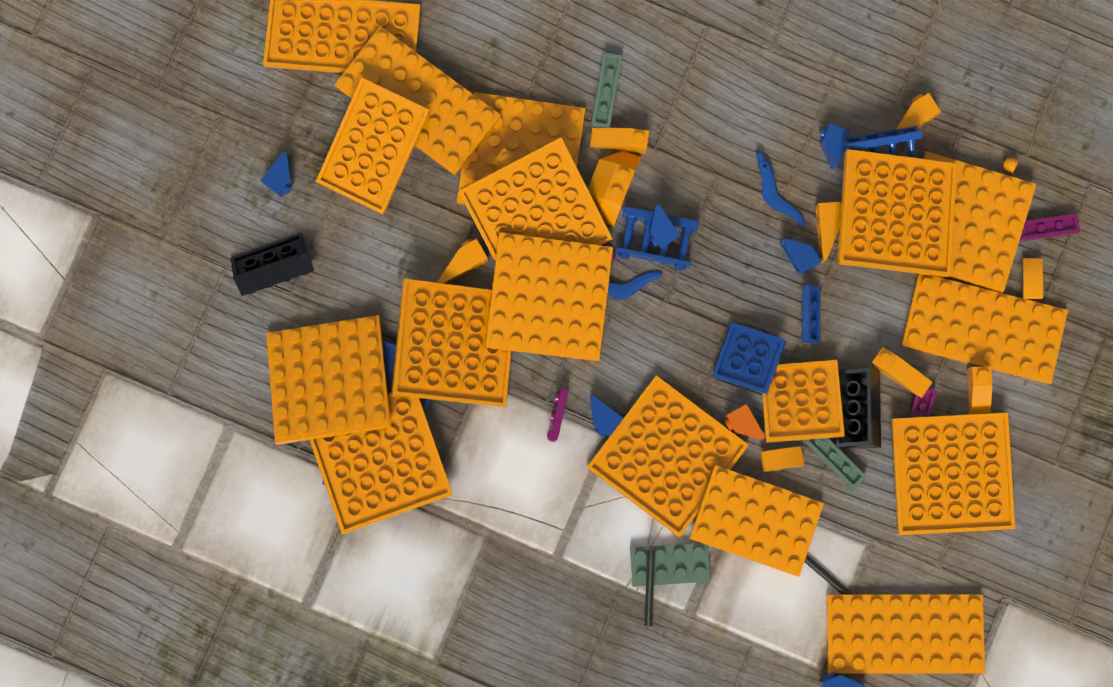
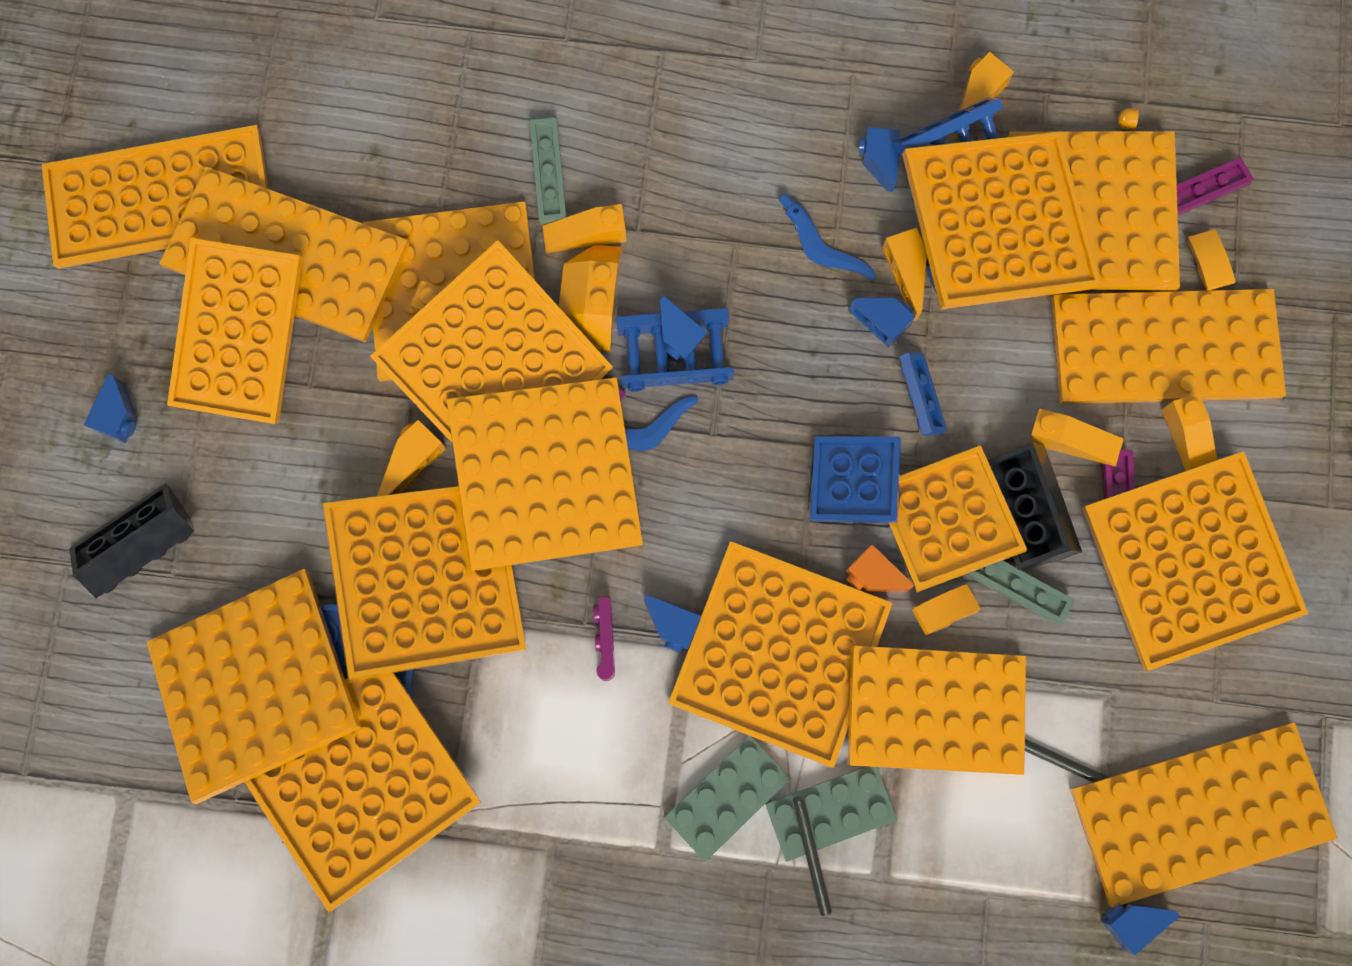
camera: 15 degrees left, 5 degrees down
(607, 537) = (727, 798): none -> sand green plate

